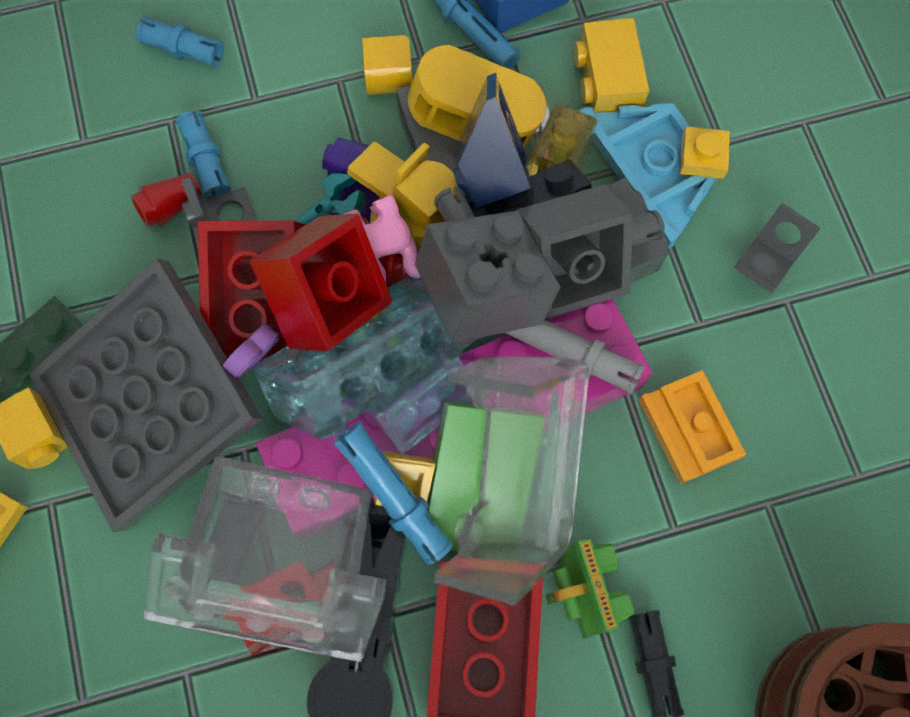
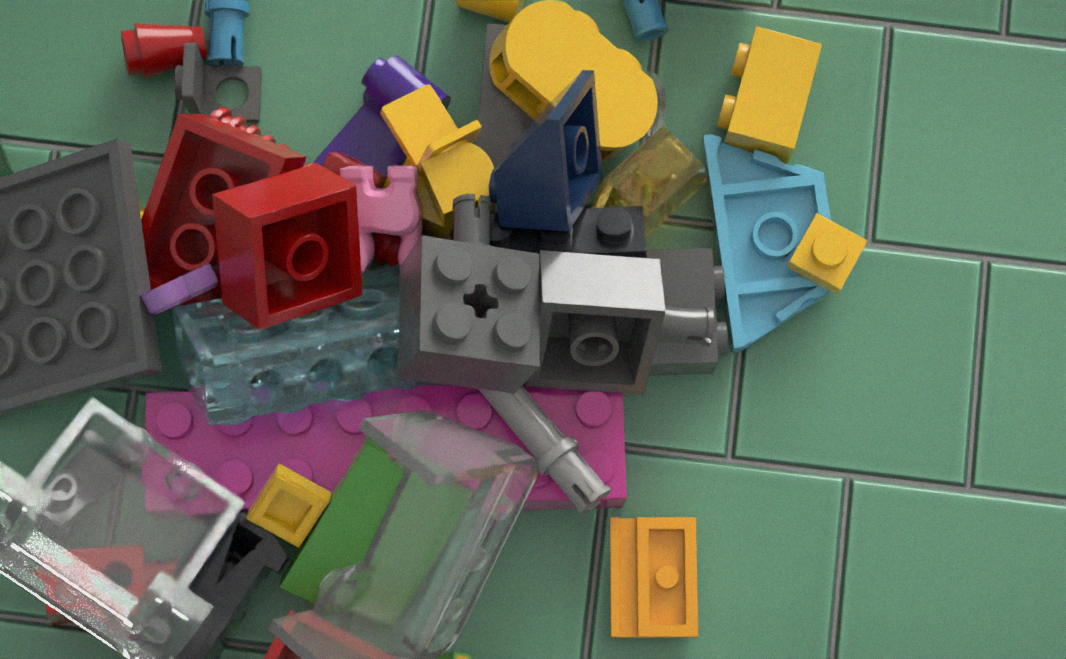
camera: 20 degrees right, 5 degrees up
(330, 204) = (349, 136): teal bar -> none
(406, 510) = (273, 536): dark azure pin -> none
(418, 404) = (330, 430): clear light blue plate -> none
(768, 257) = (850, 414): dark grey bracket -> none

